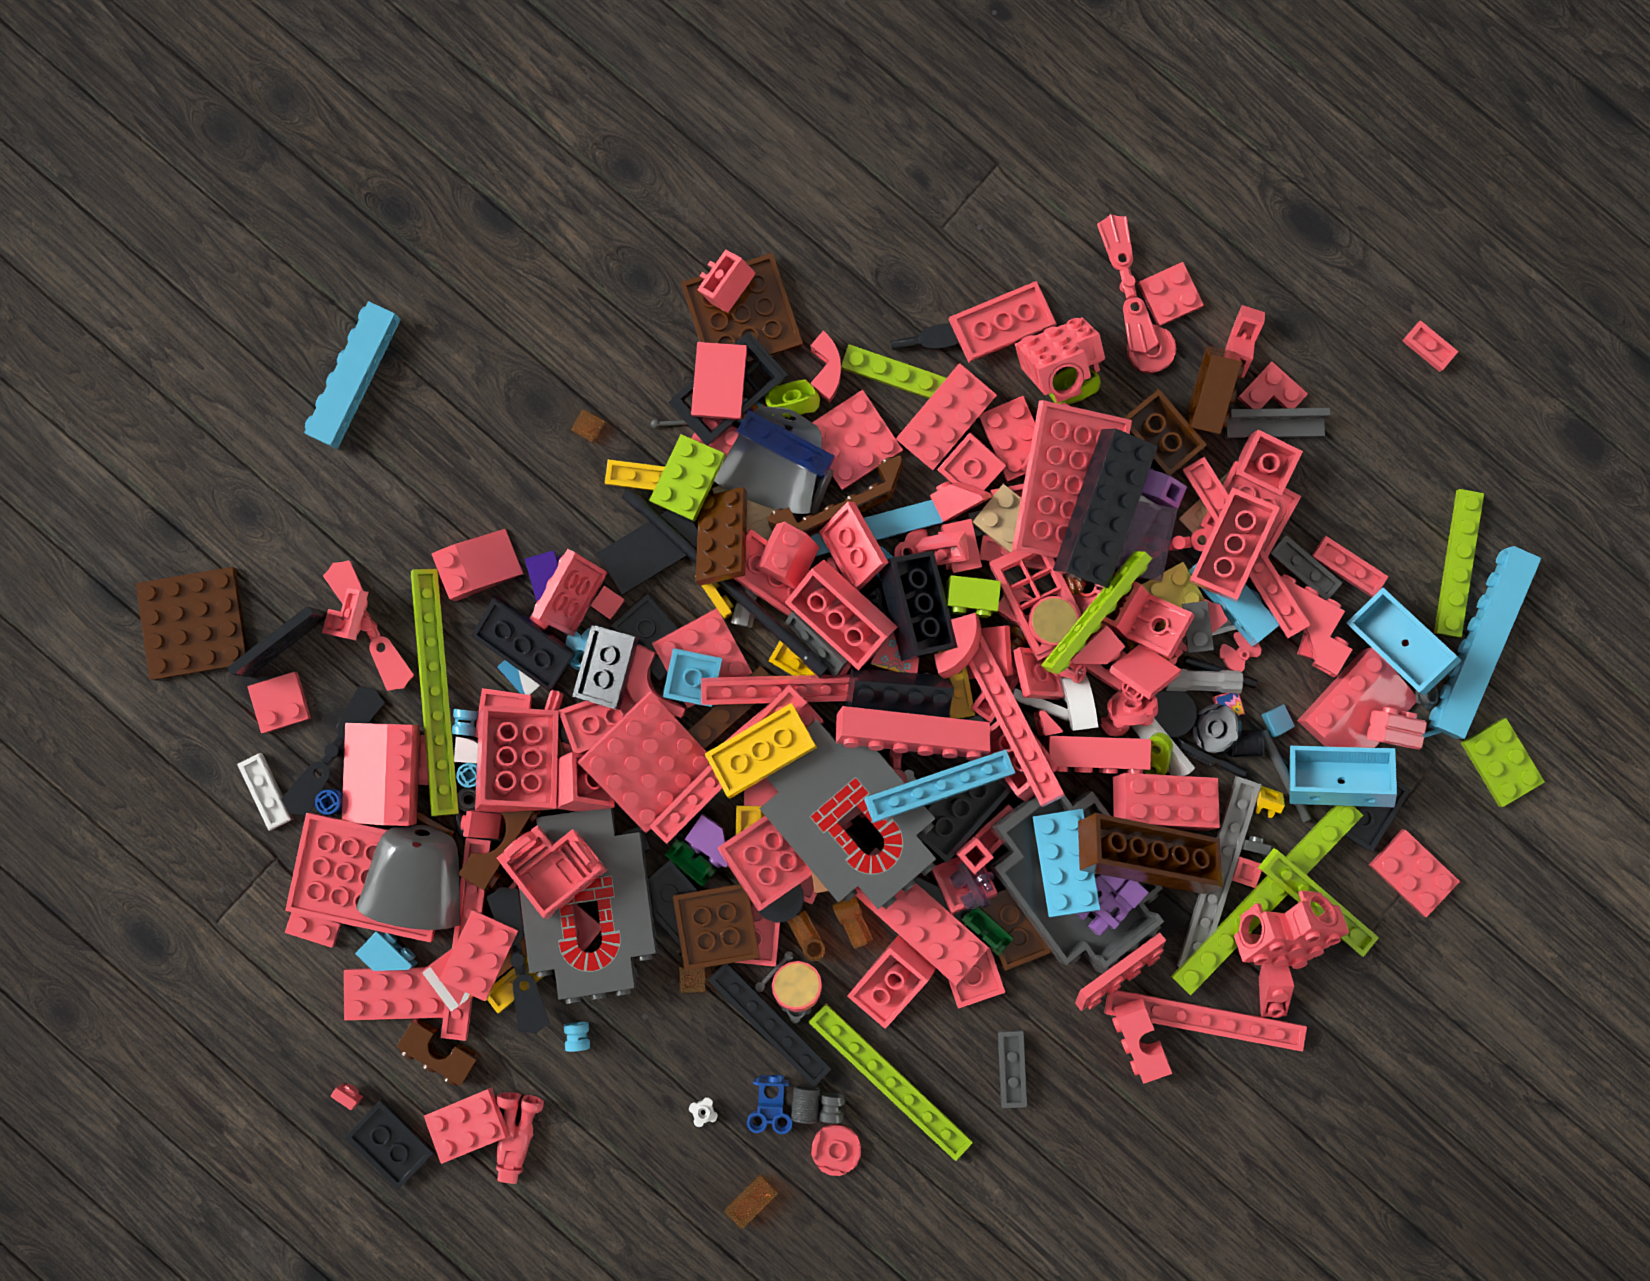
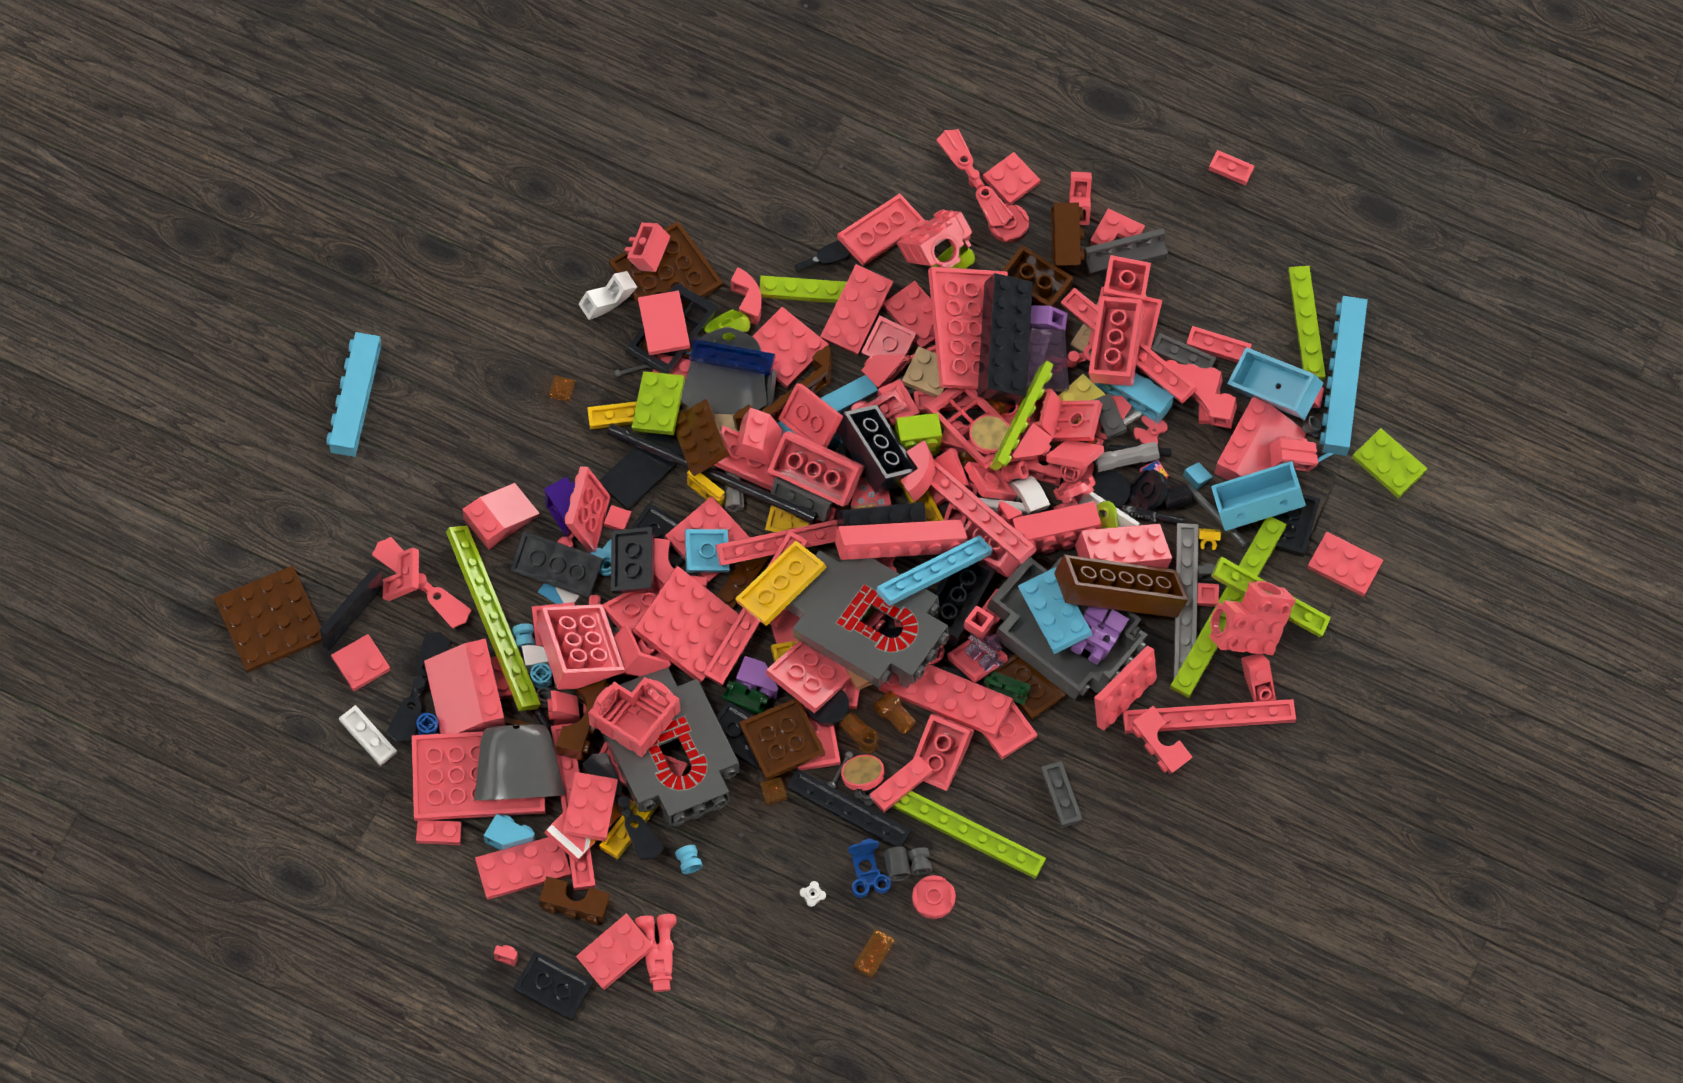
camera: 20 degrees left, 20 degrees down
(669, 327) = (604, 299): none -> white brick
(835, 1013) = (901, 783): none -> coral plate

